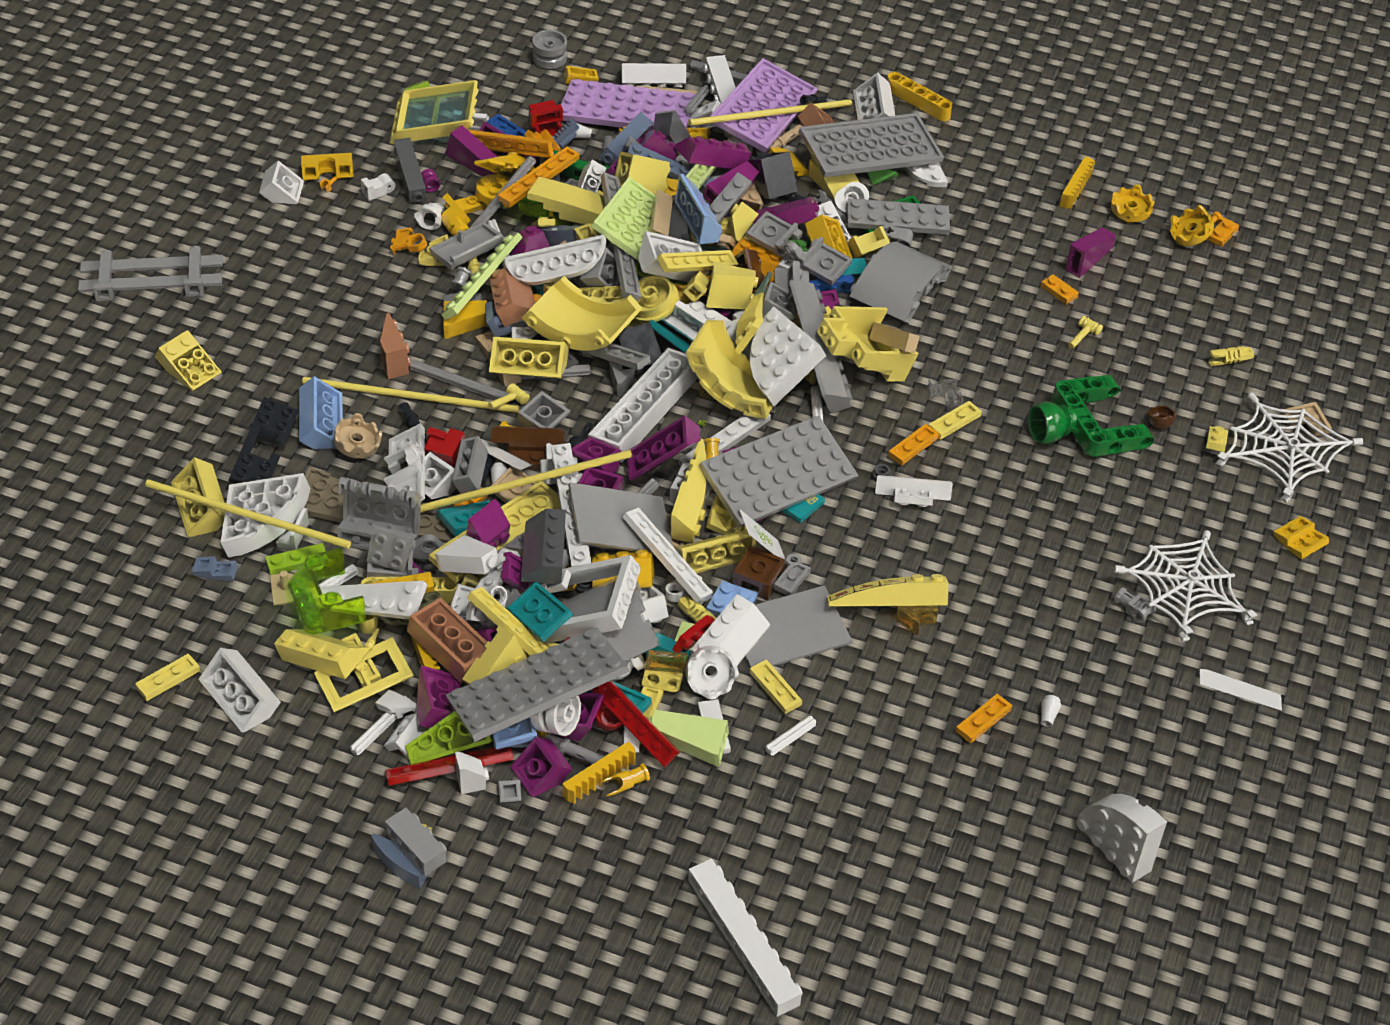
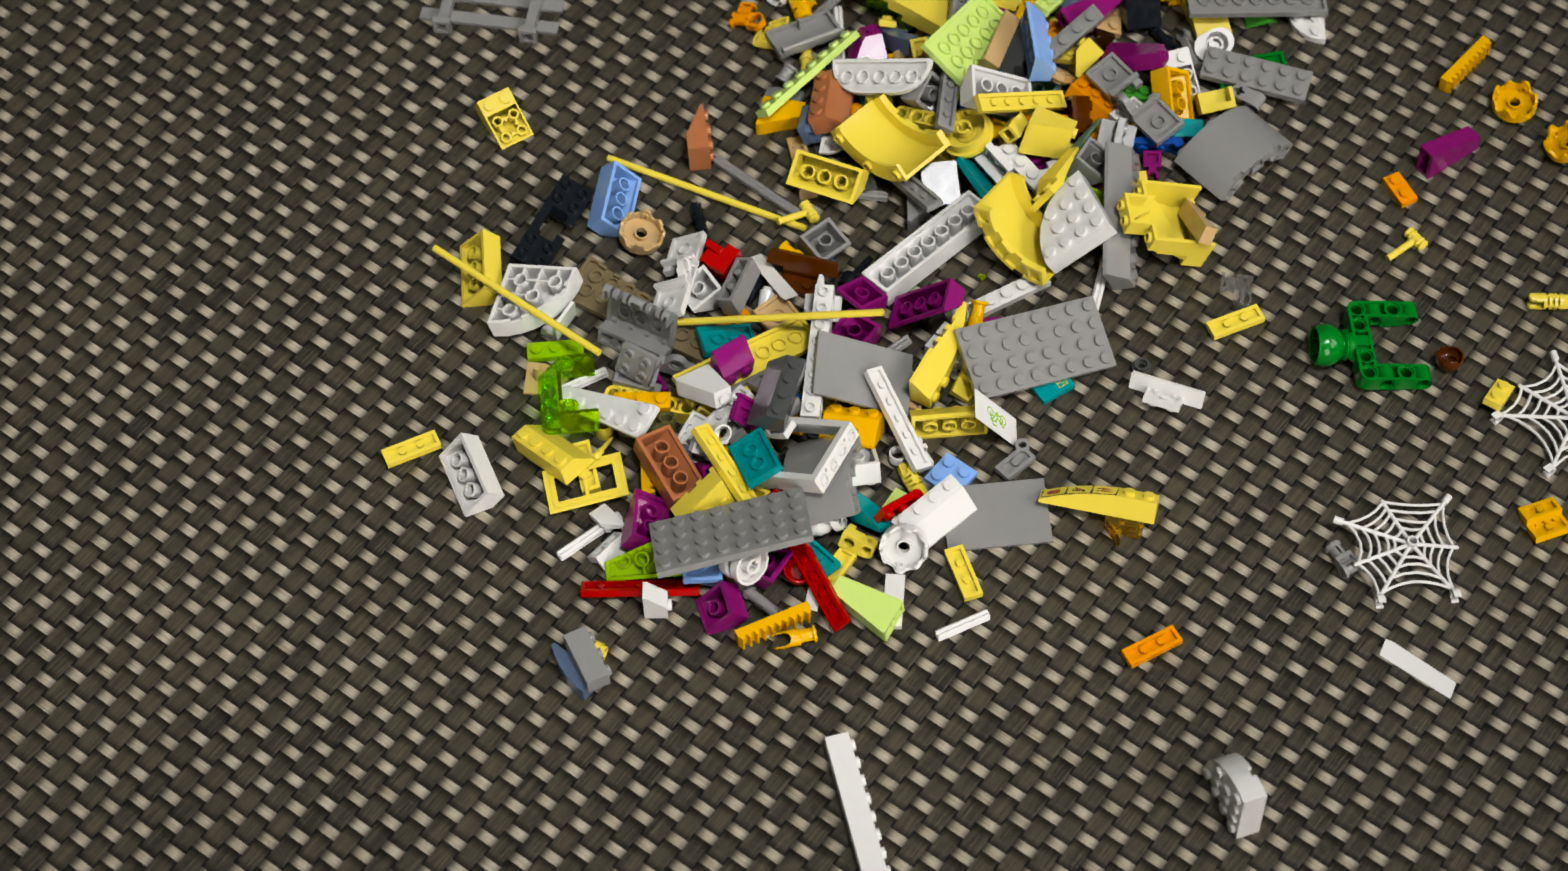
camera: 20 degrees right, 10 degrees up
(212, 569) = (477, 346): sand blue slope -> none
(509, 791) = (688, 625): light grey slope -> none
(666, 661) = (863, 529): clear yellow slope -> none
(759, 570) = (983, 450): reddish brown panel -> none
(913, 444) = (1183, 341): light orange plate -> none
(1049, 709) = (1219, 650): white cone -> none

